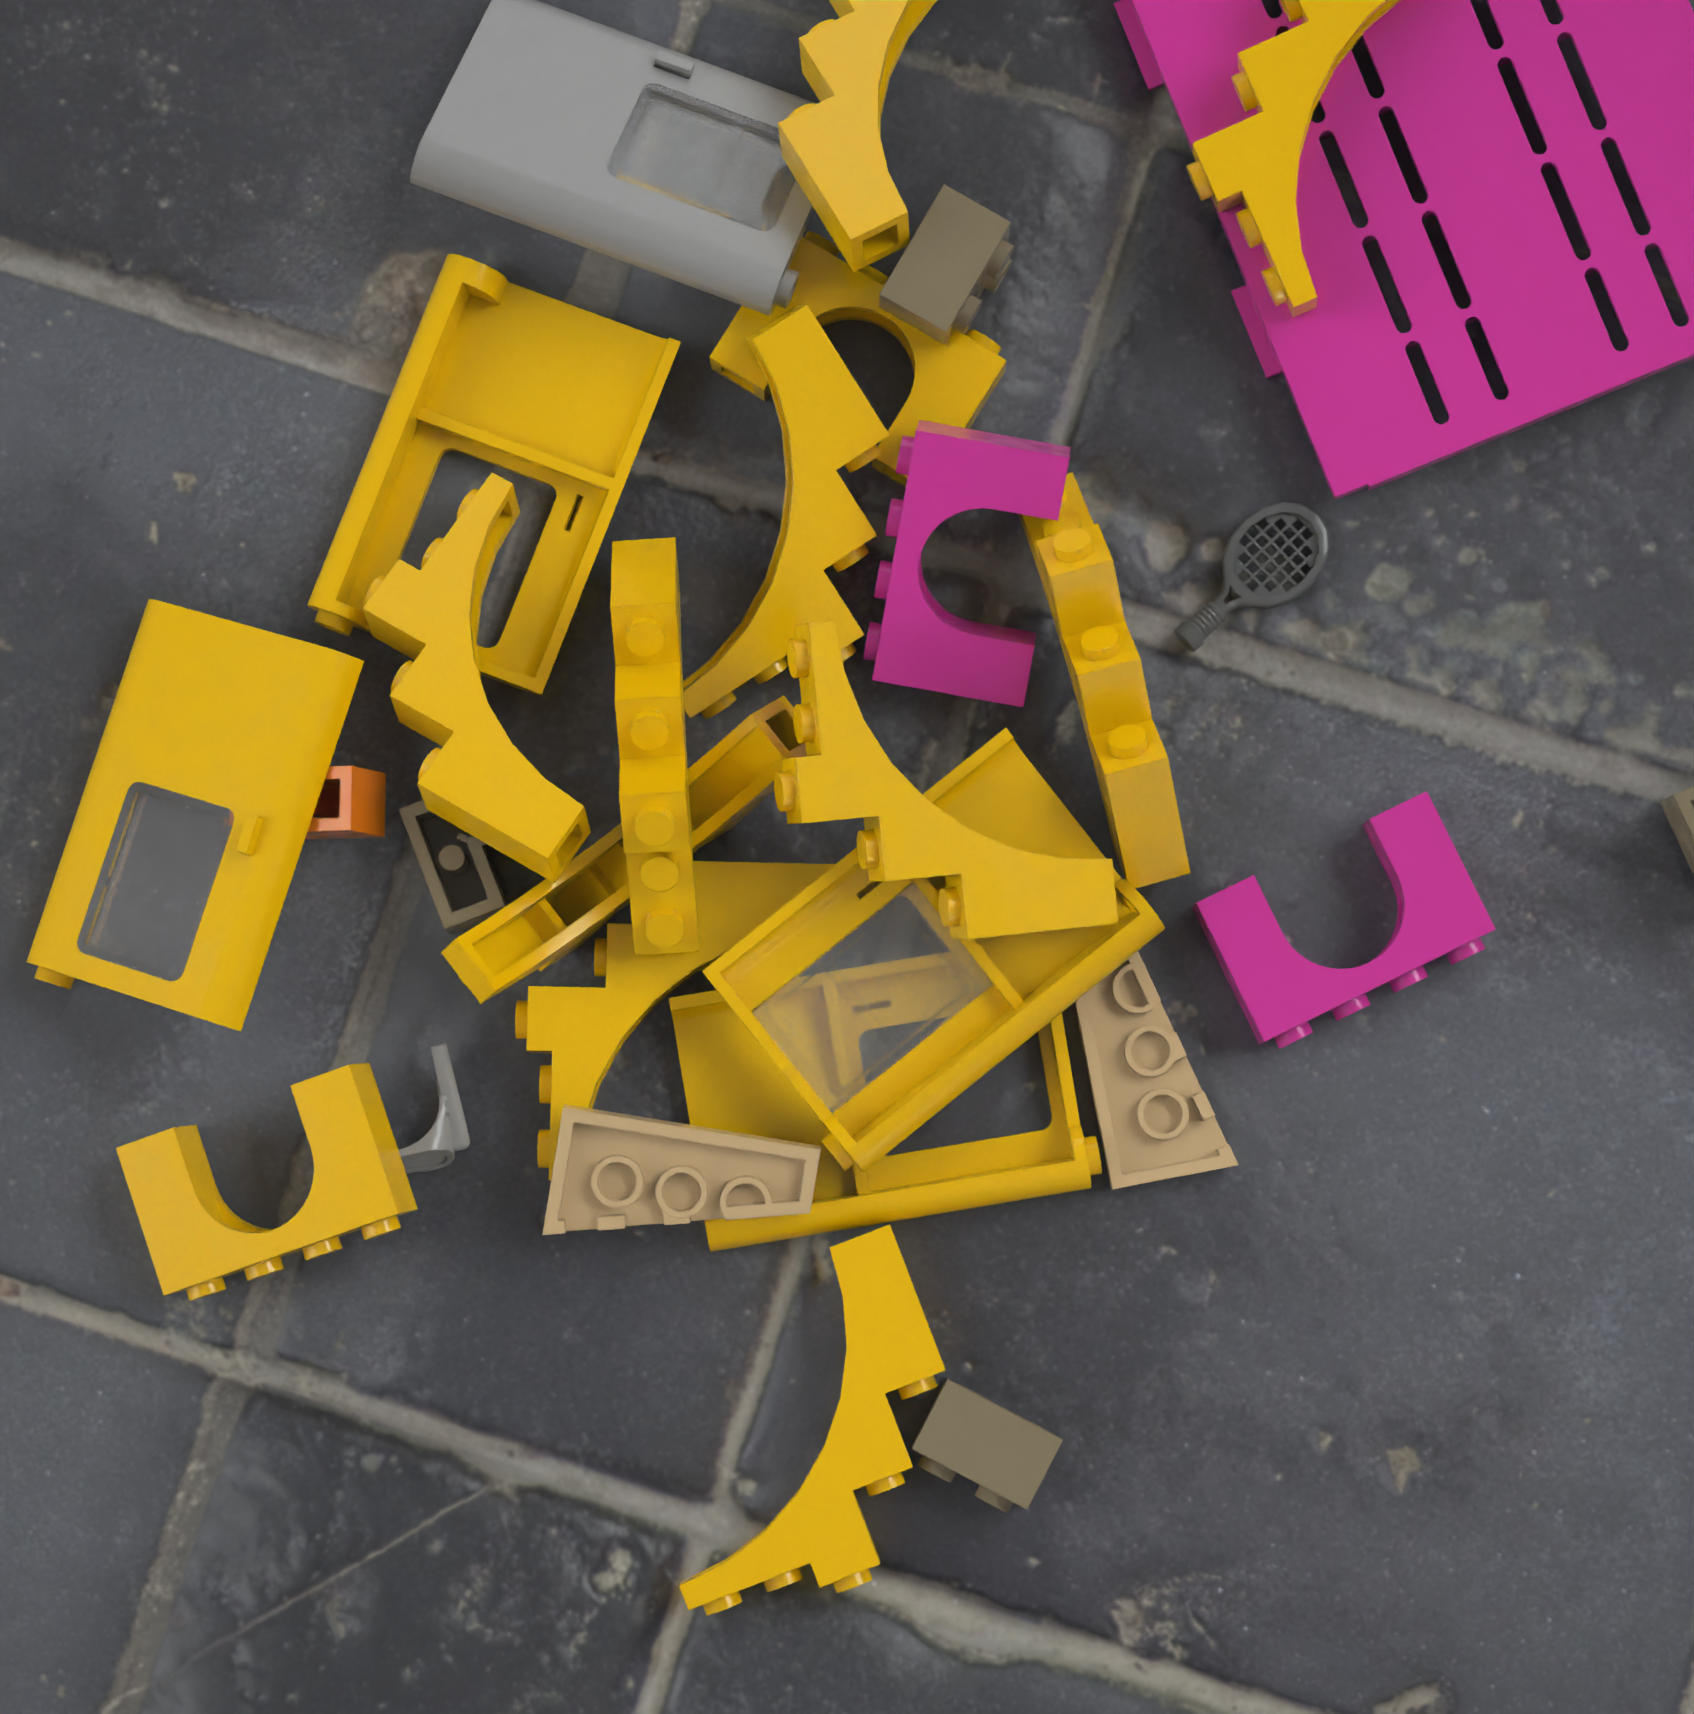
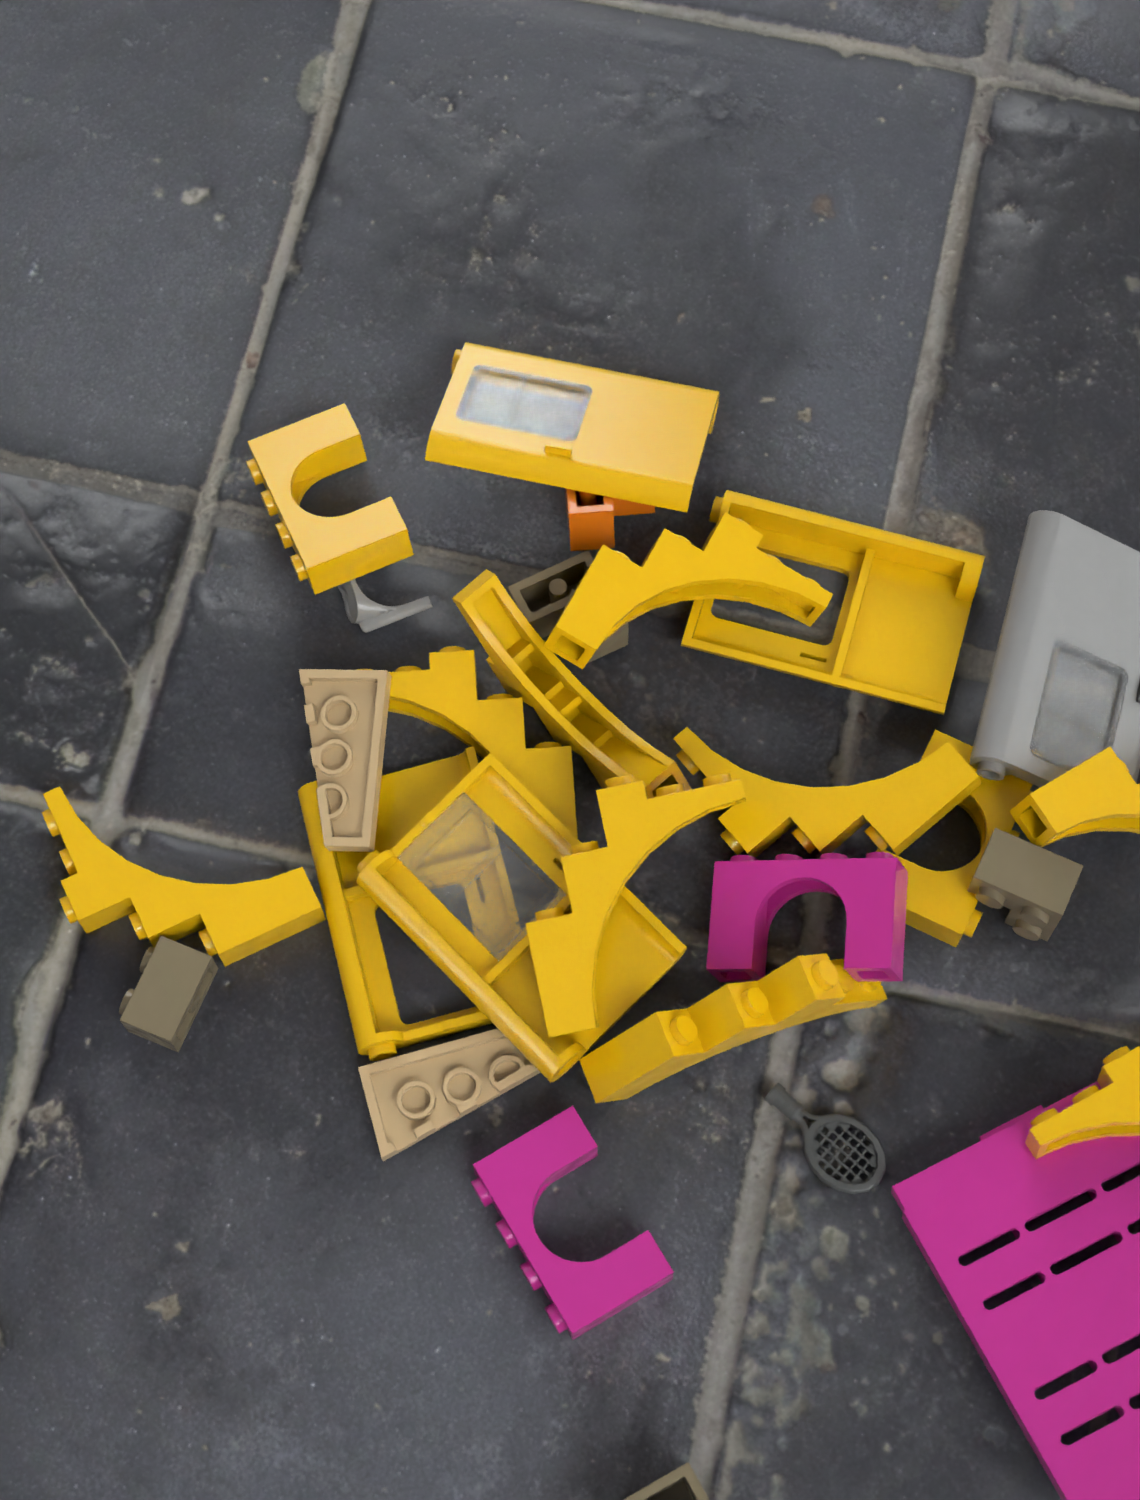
camera: 85 degrees right, 15 degrees down
(653, 745) = (666, 696): yellow arch -> none

